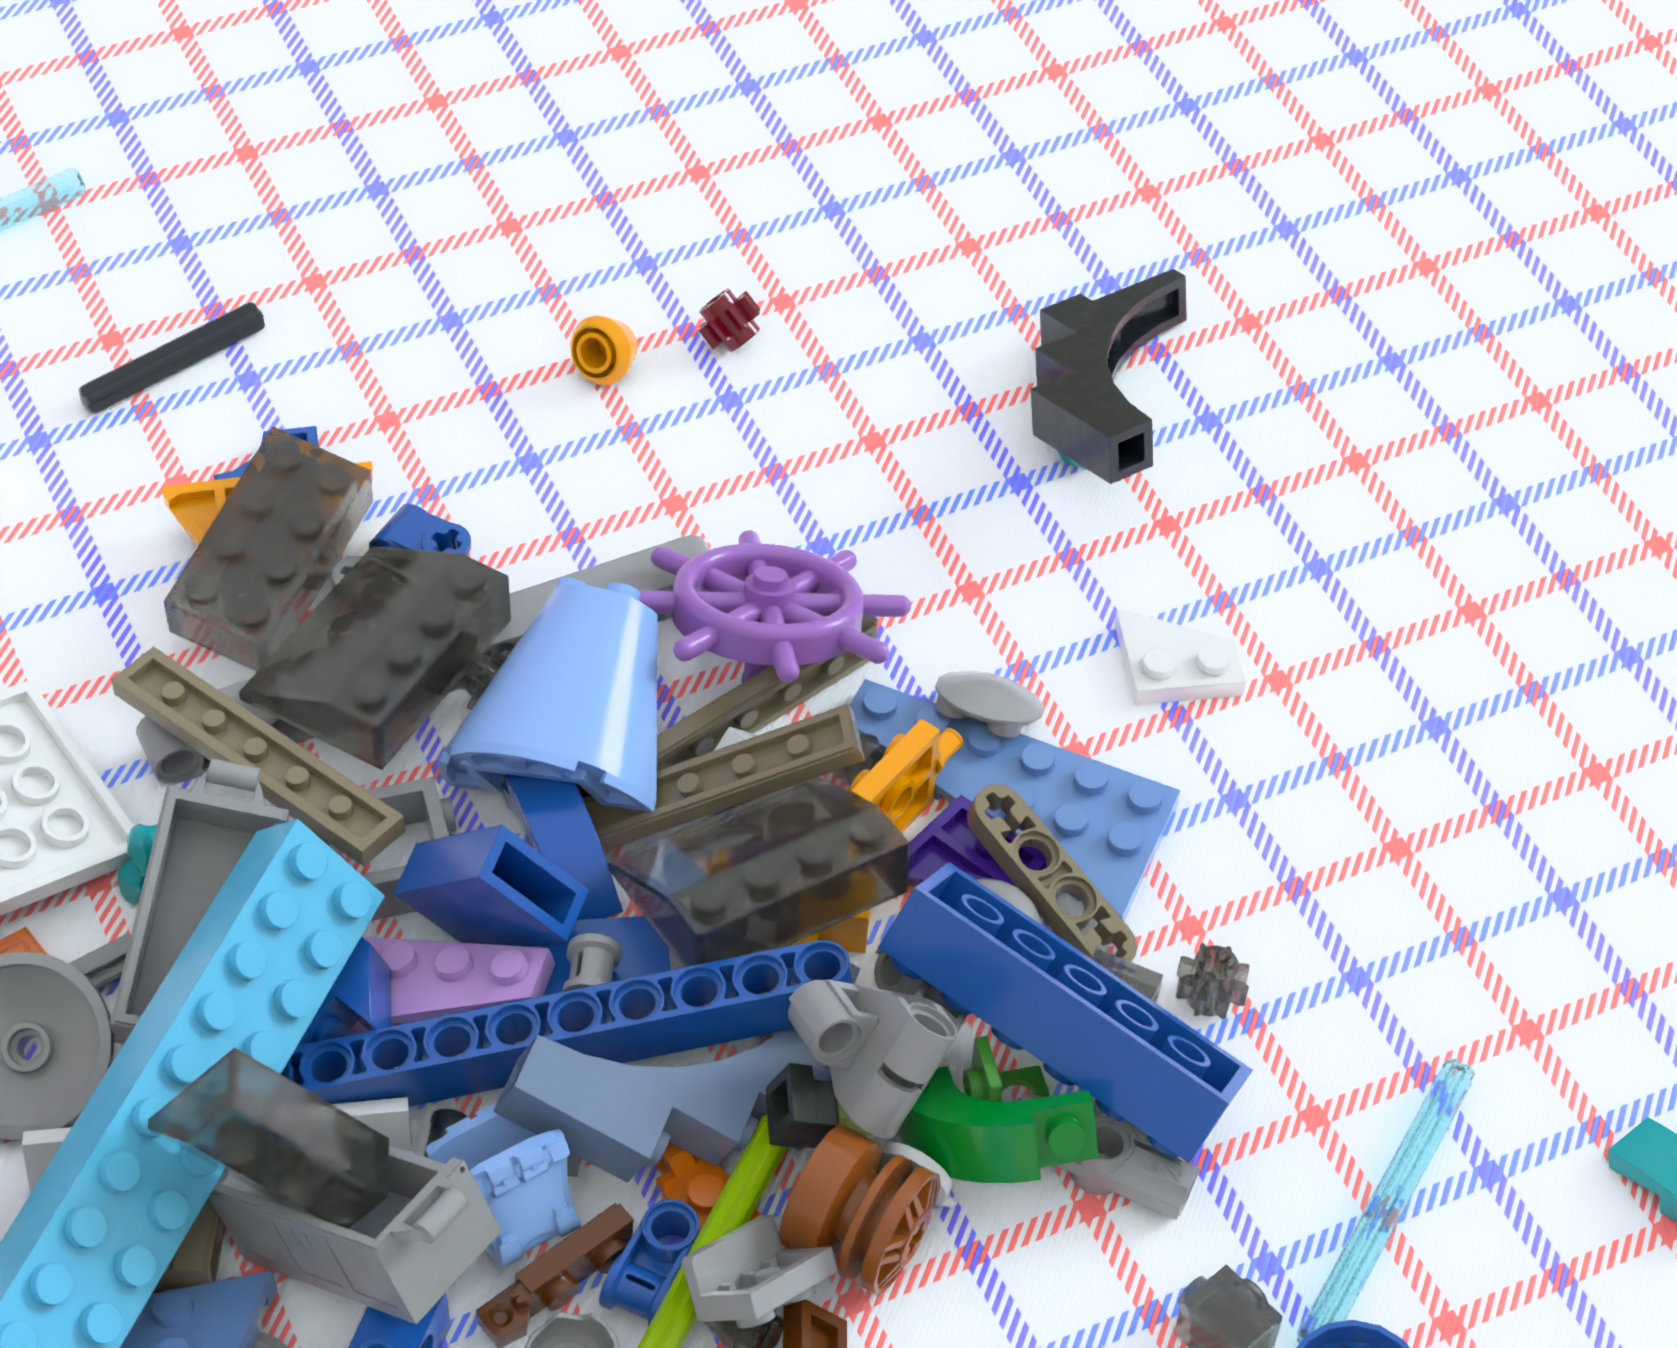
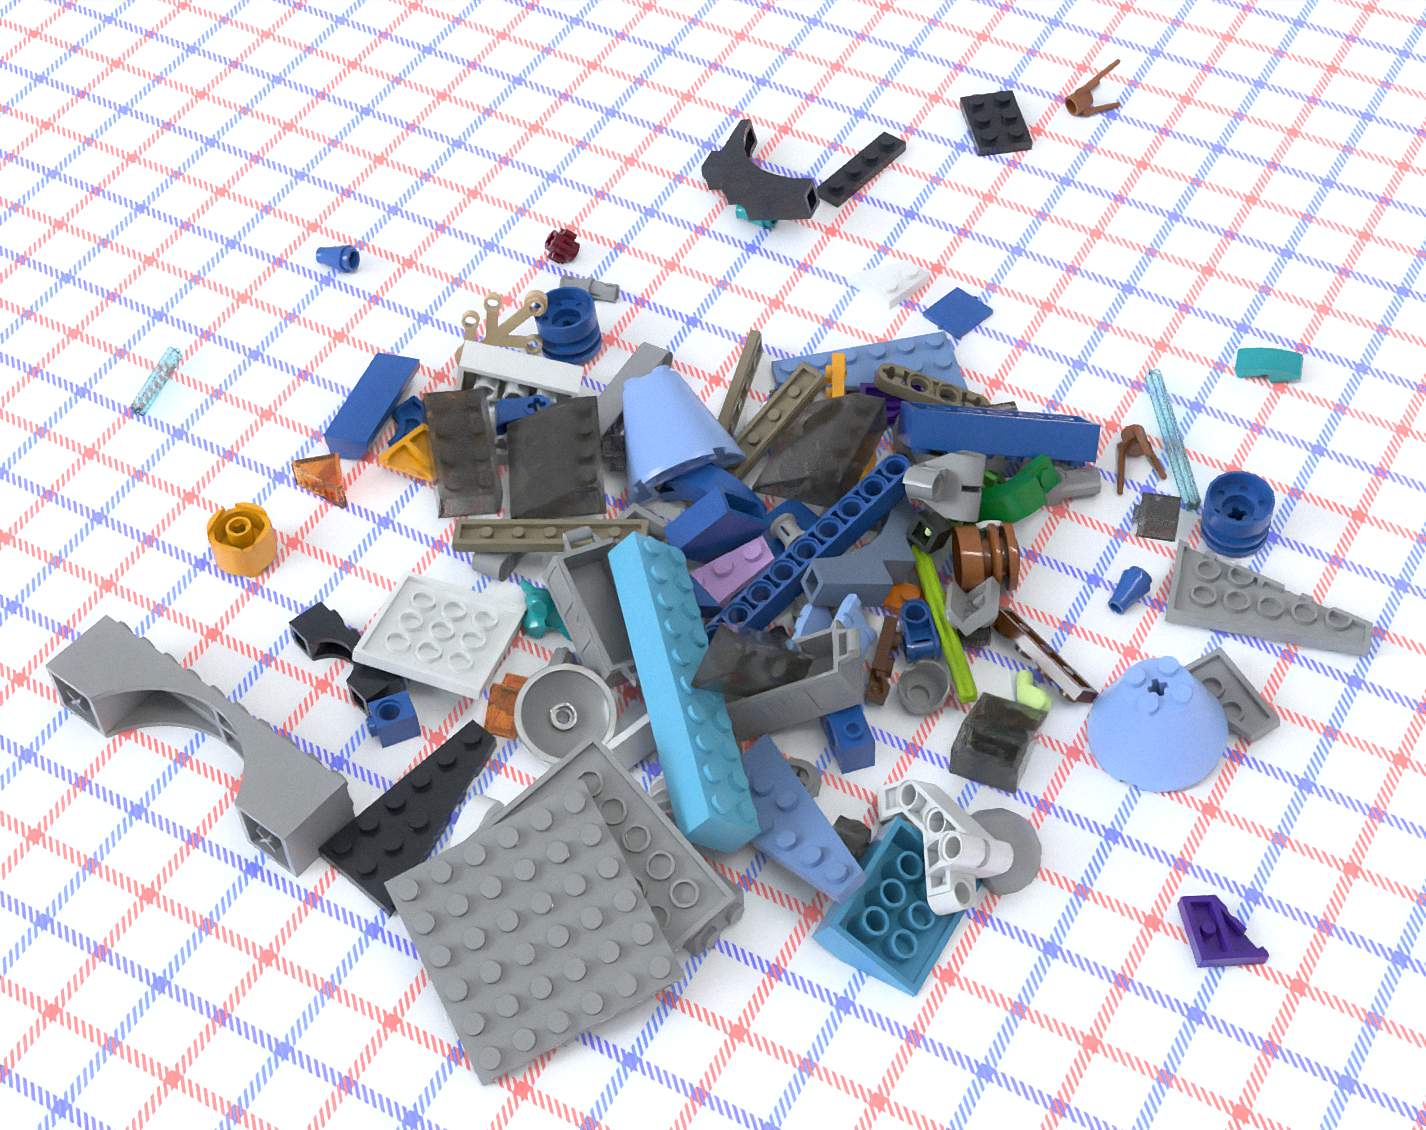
camera: 30 degrees left, 0 degrees up
(83, 475) = (322, 477): none -> clear orange slope
(171, 357) = (309, 404): black axle -> none
(235, 404) = (370, 405): none -> blue brick
(416, 166) = (341, 257): none -> cone
(448, 412) = (499, 335): none -> tan plant
(458, 477) = (515, 374): none -> white wedge
(603, 349) = (514, 287): light orange cone -> none
(607, 446) = (569, 326): none -> blue wheel
(713, 408) = (598, 289): none -> light grey pin
(769, 606) = (717, 347): medium lavender piece -> none
(989, 699) = (834, 337): light grey dish -> none
(1212, 980) = (1030, 394): clear smoke gear -> none
(1238, 773) = (957, 313): none -> blue piece
(1304, 451) = (861, 169): none -> black plate
(1310, 1174) = (1136, 444): none -> dark orange plant
(1595, 495) = (995, 123): none -> black plate

